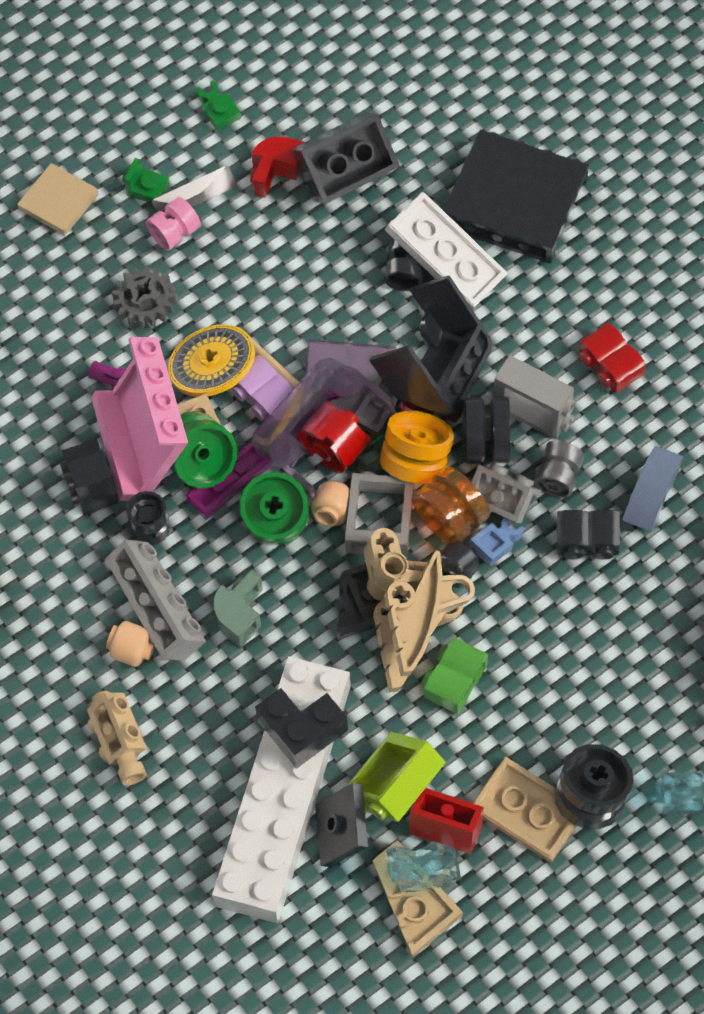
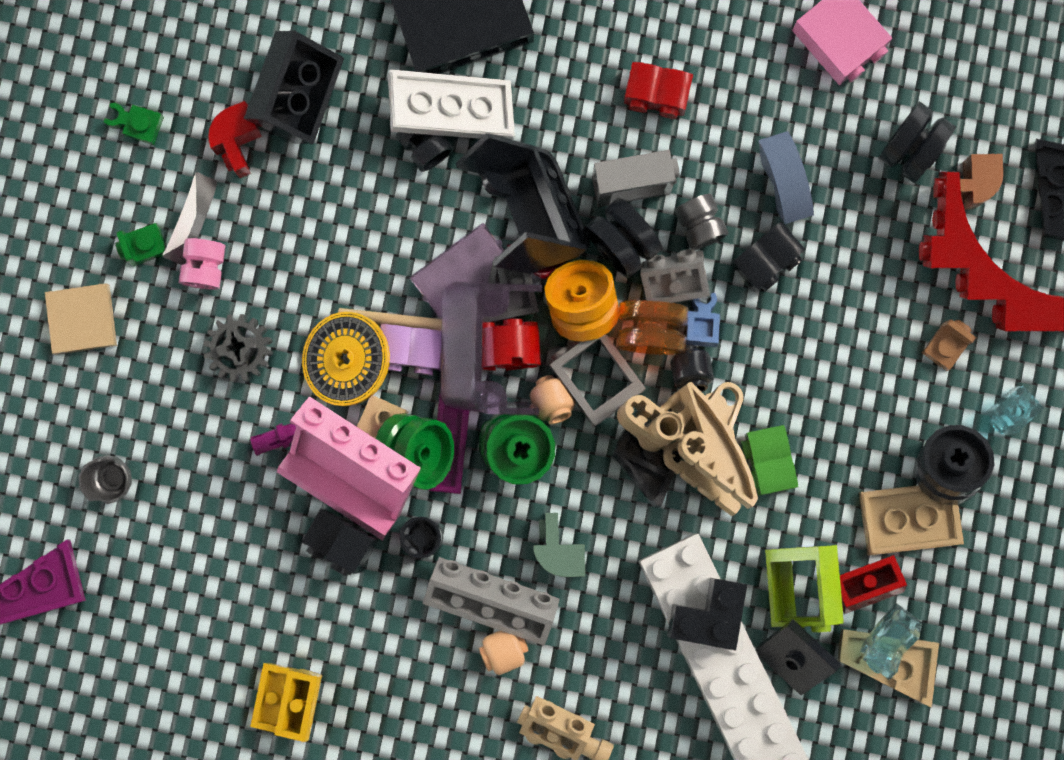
camera: 45 degrees left, 20 degrees up
(674, 706) = (949, 343): none -> medium nougat bracket

